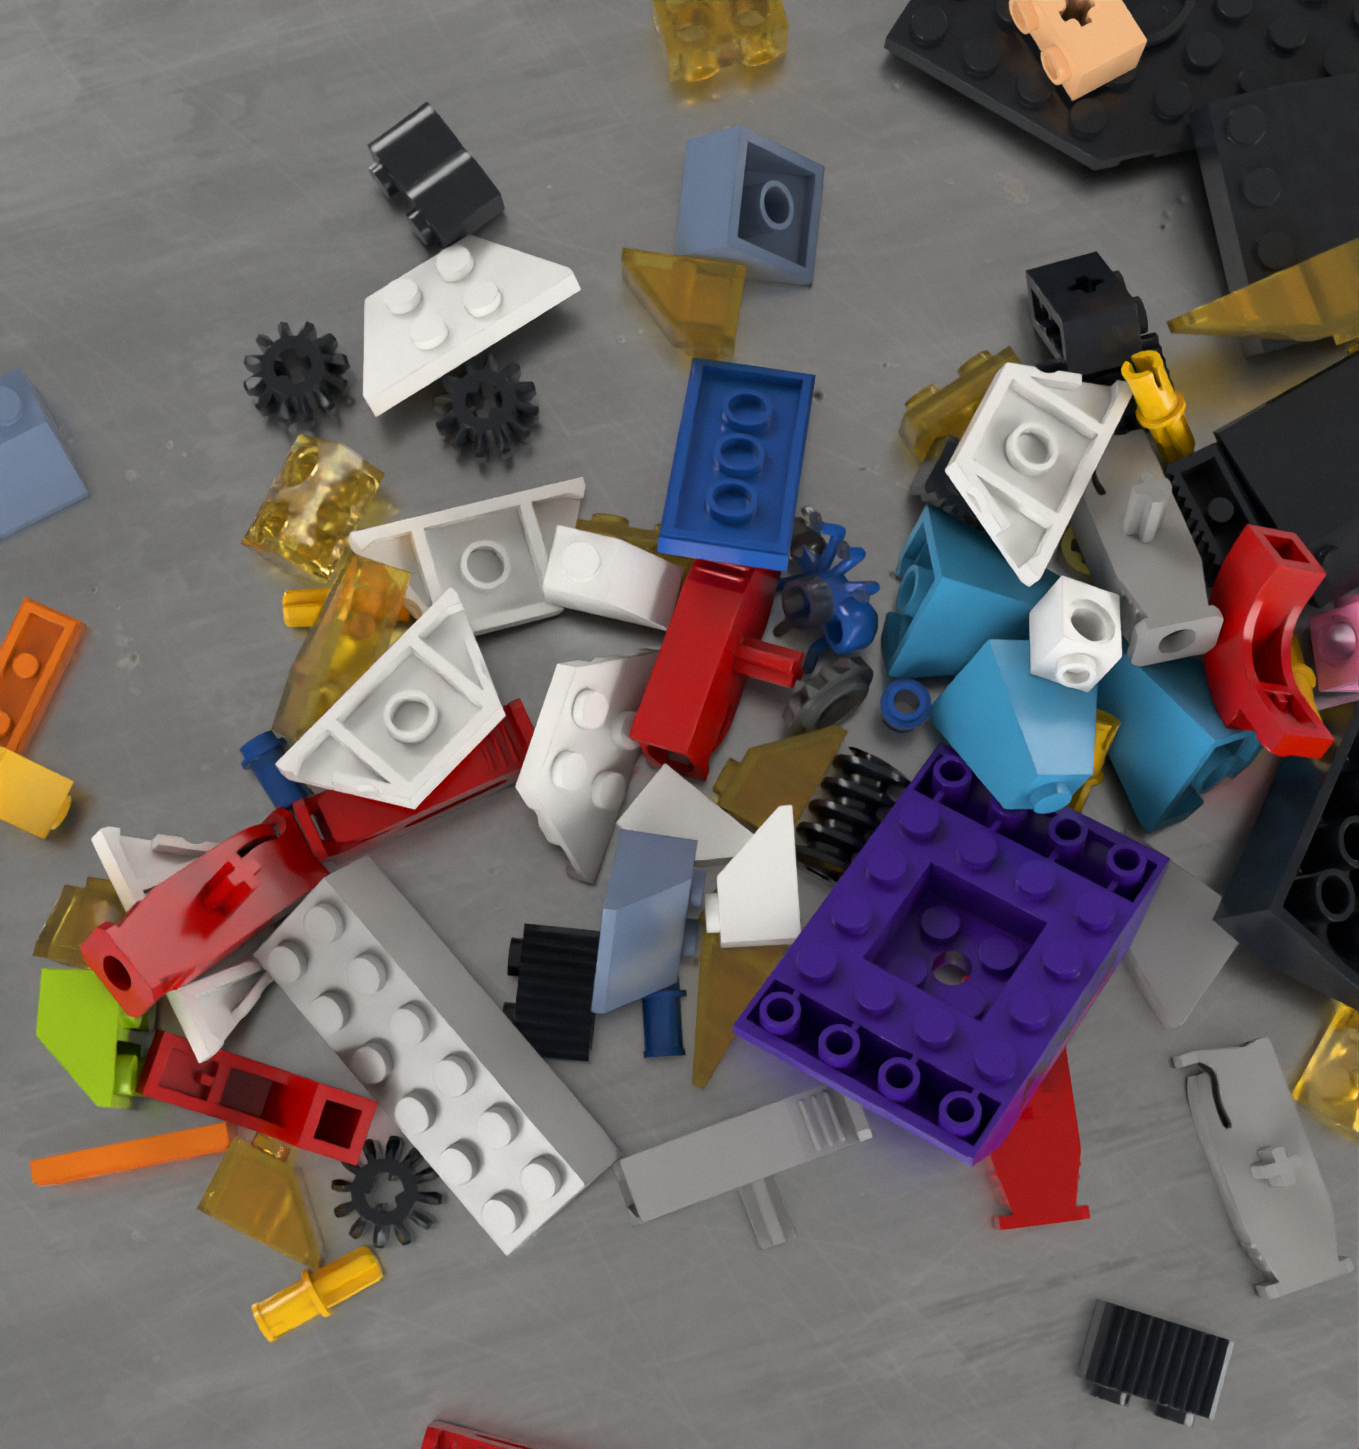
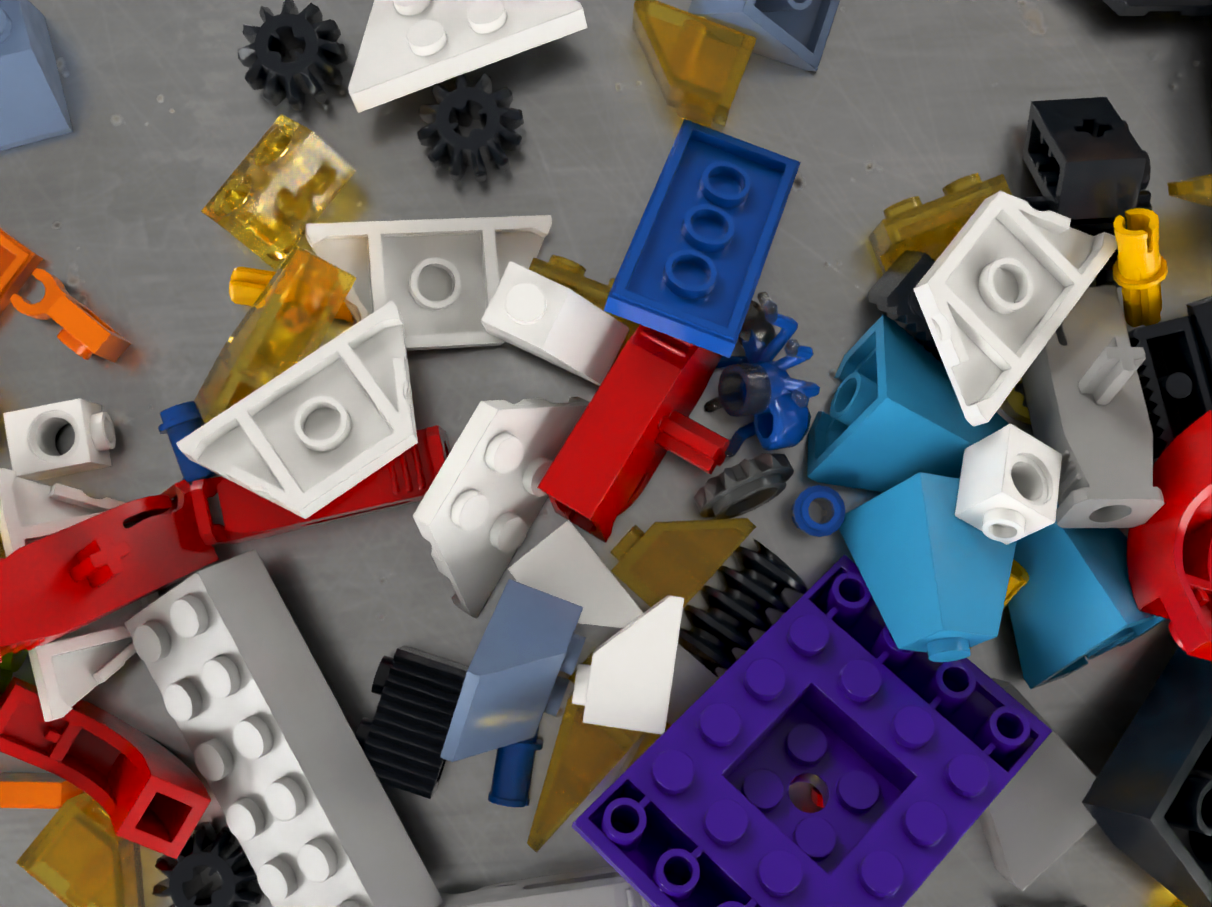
camera: 10 degrees right, 5 degrees up
(120, 788) = (33, 434): none -> white brick
(146, 683) = (82, 328): none -> orange plate

